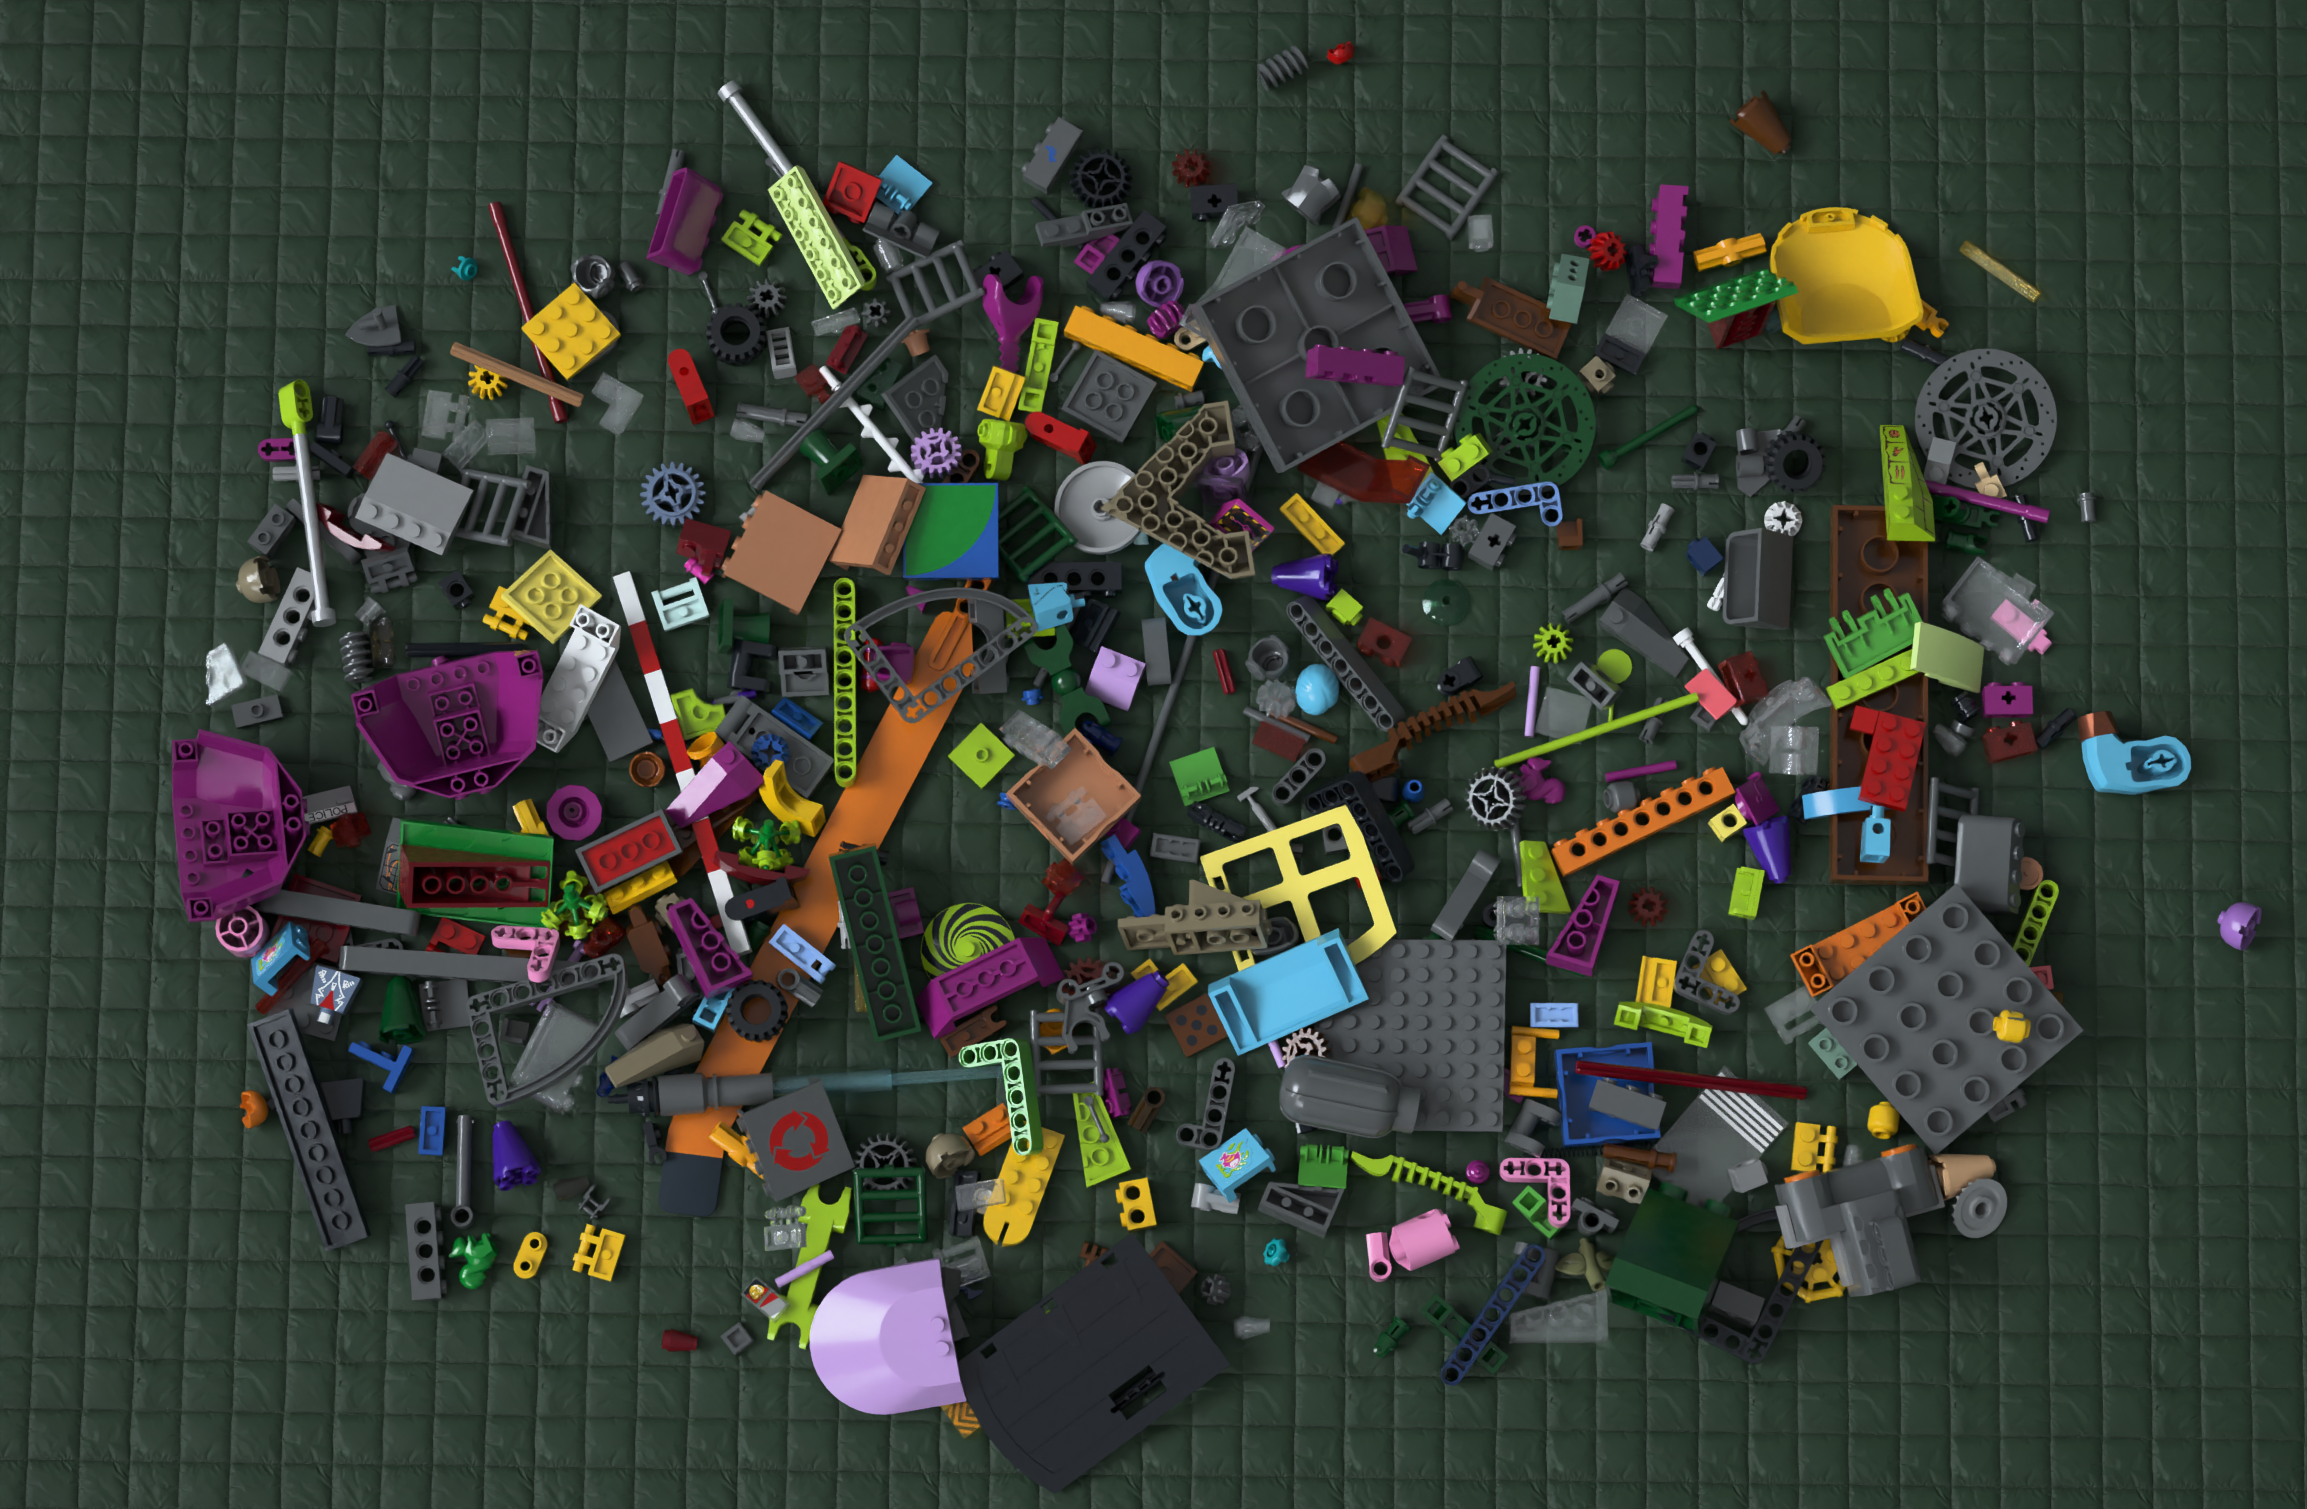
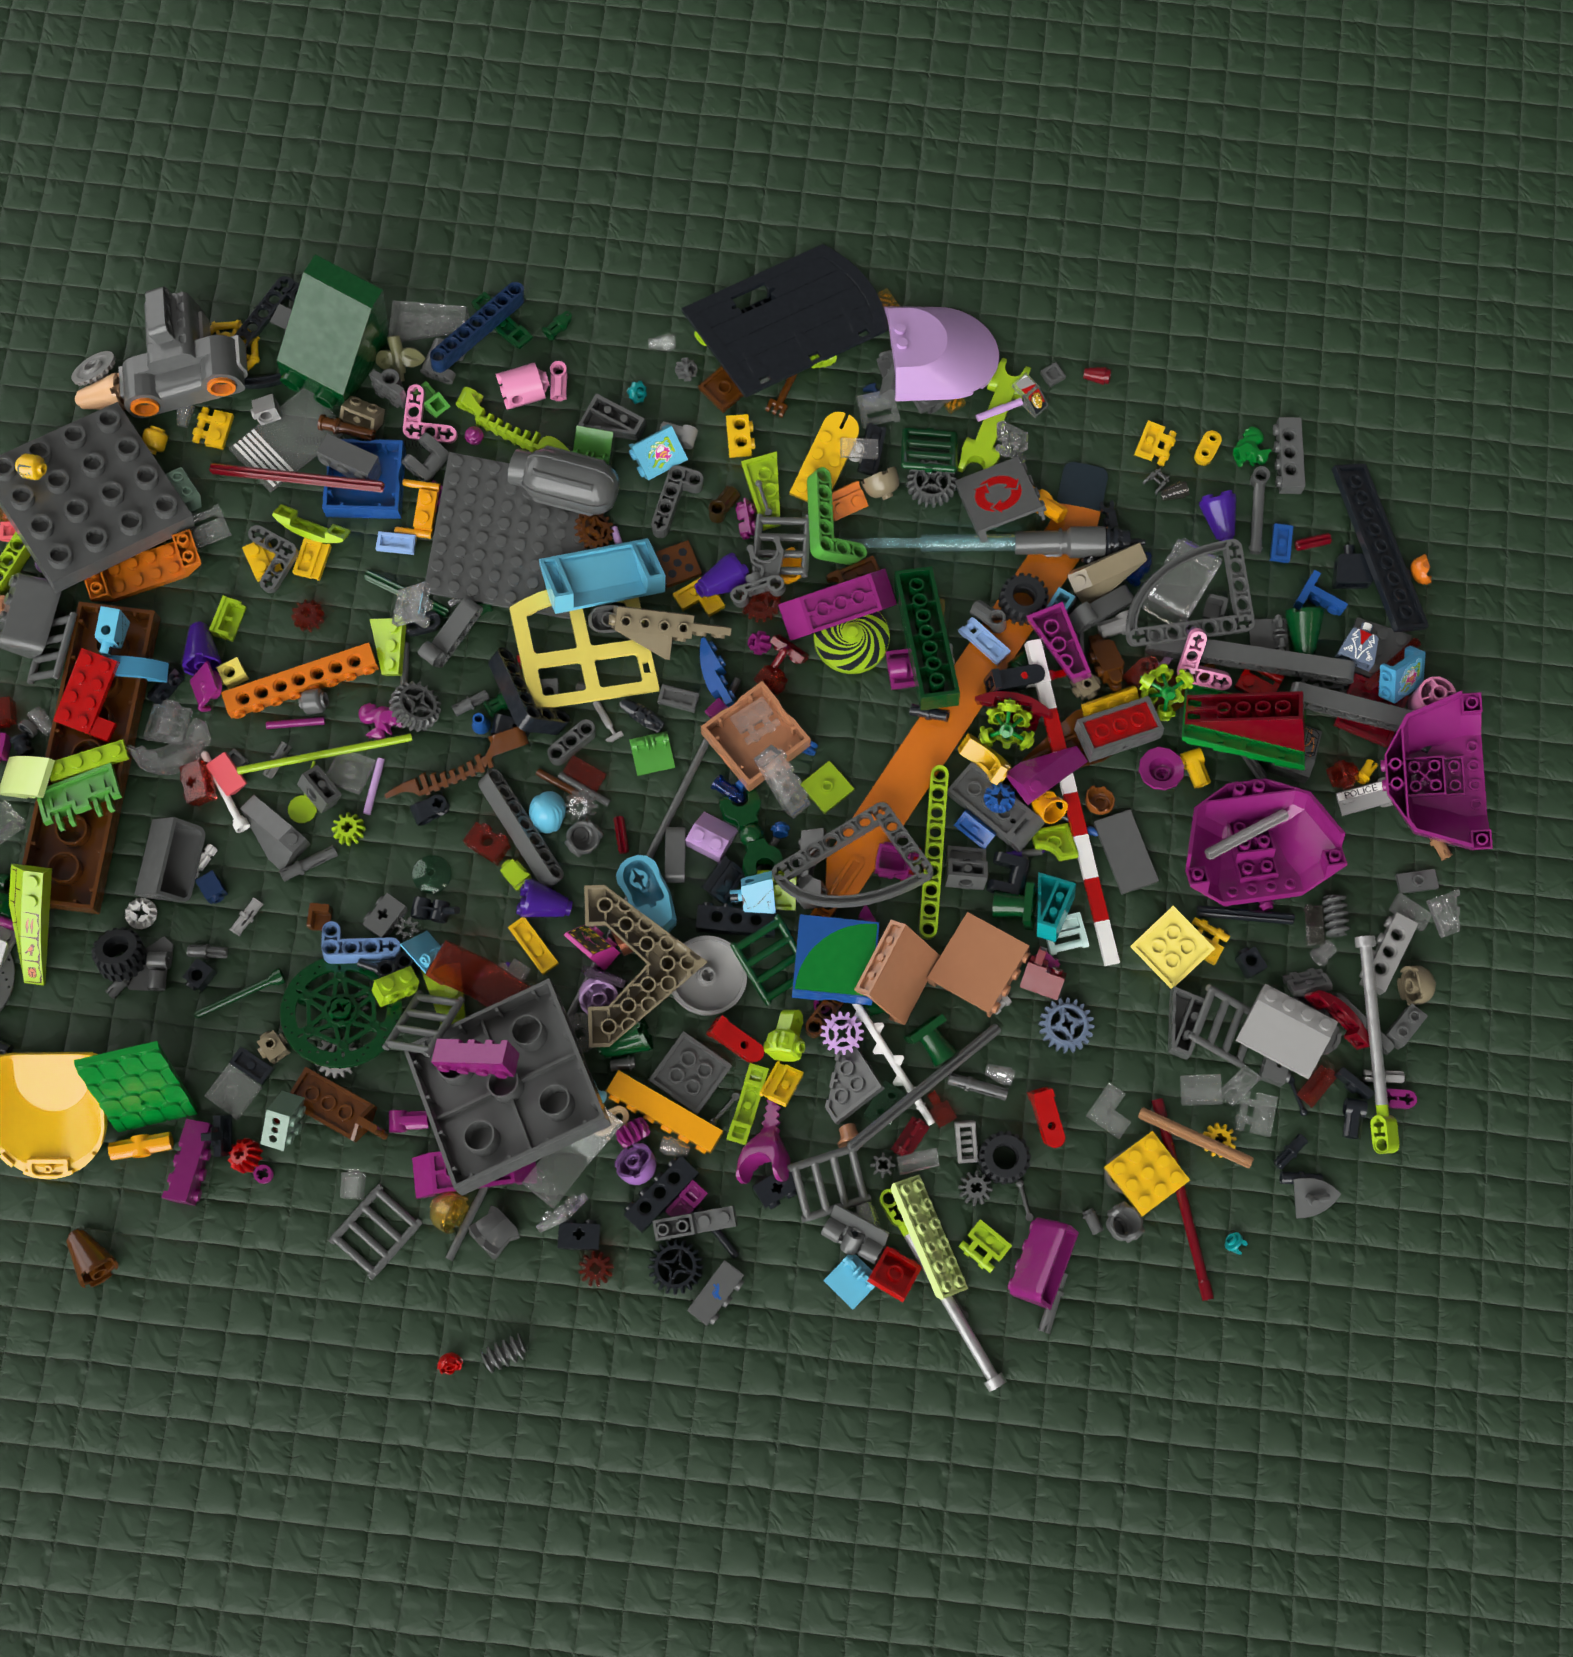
camera: 175 degrees left, 5 degrees down
(469, 732) = (1246, 834): none -> light grey axle
(577, 677) = (1157, 872): white slope -> none
(697, 627) = (1053, 905): none -> teal wedge
(1583, 936) = (358, 598): magenta wedge -> none

